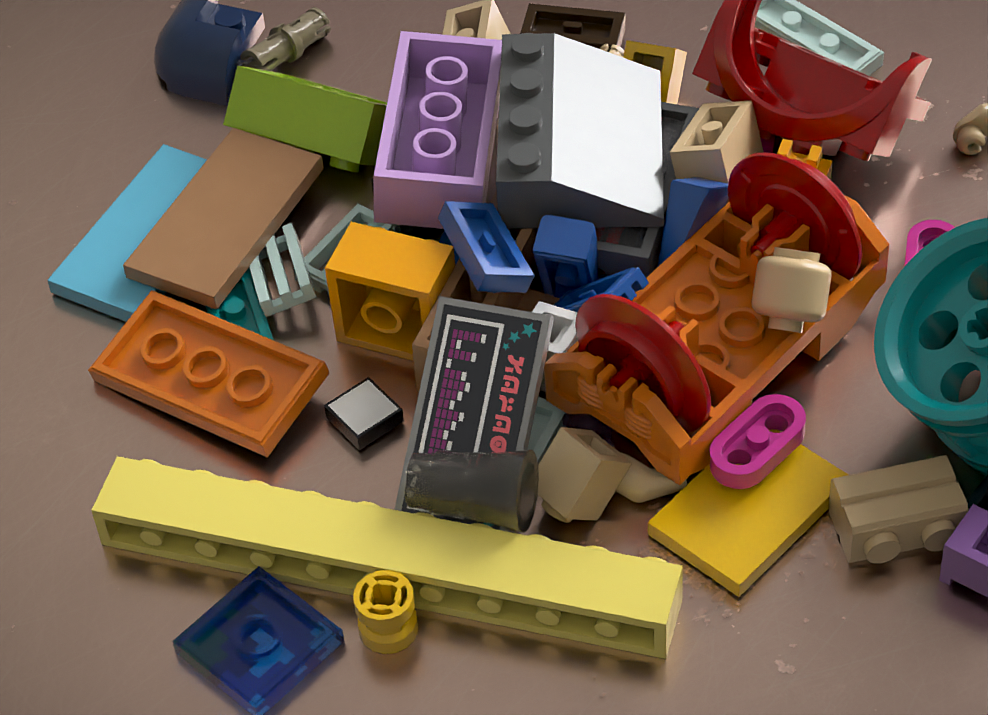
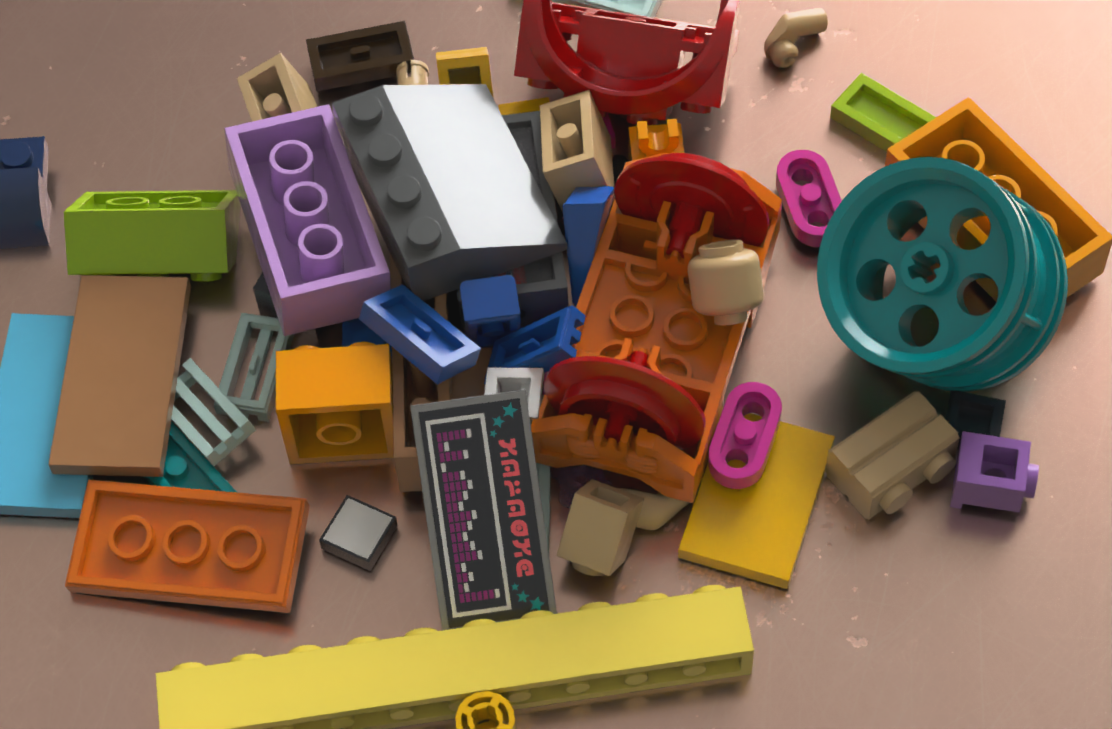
camera: 25 degrees left, 10 degrees up
(287, 41) = (80, 159): dark tan pin -> none
(475, 486) = (518, 580): clear smoke plant -> none

